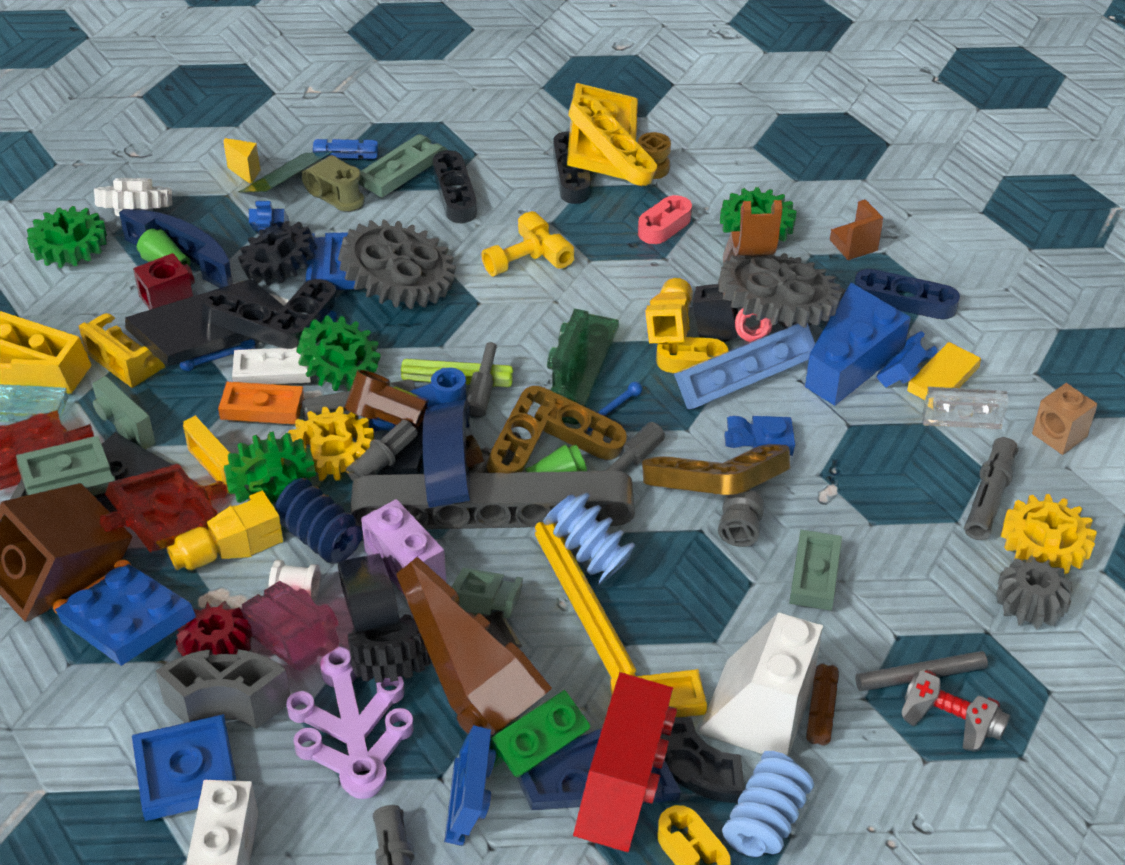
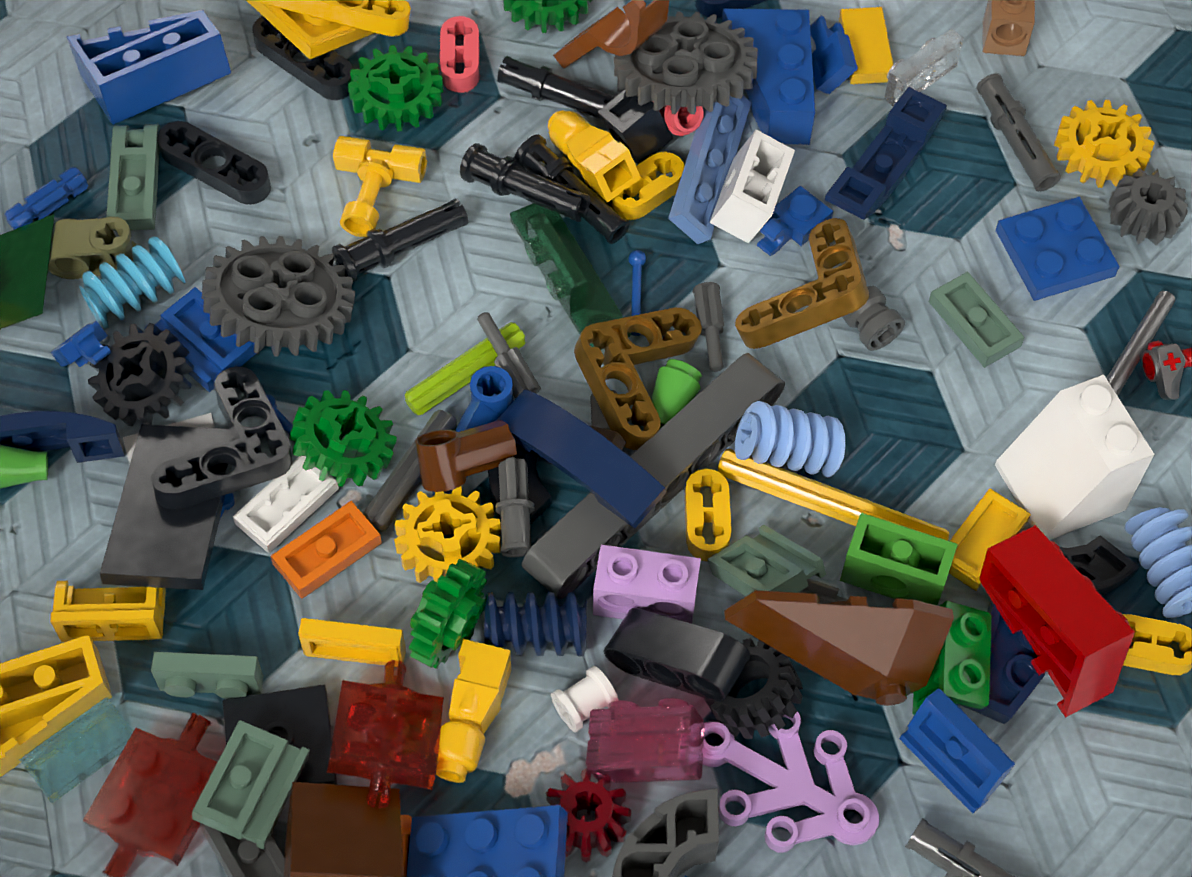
camera: 45 degrees left, 15 degrees up
(163, 281) = (66, 518): dark red brick -> none
(327, 209) = (130, 280): none -> medium azure piece
(475, 116) = (150, 64): none -> blue wedge
(489, 281) = (382, 246): none -> black pin
(492, 544) = (697, 515): none -> yellow beam
(571, 652) = (897, 561): none -> bright green brick
(600, 210) = (395, 88): none -> green gear
(606, 292) = (508, 177): none -> black pin
(634, 314) = (560, 170): none -> black pin
(692, 260) = (545, 84): none -> black pin
(750, 389) = (752, 186): none -> white brick
(875, 445) = (889, 156): none -> dark blue slope
(935, 574) = (1057, 248): none -> blue plate

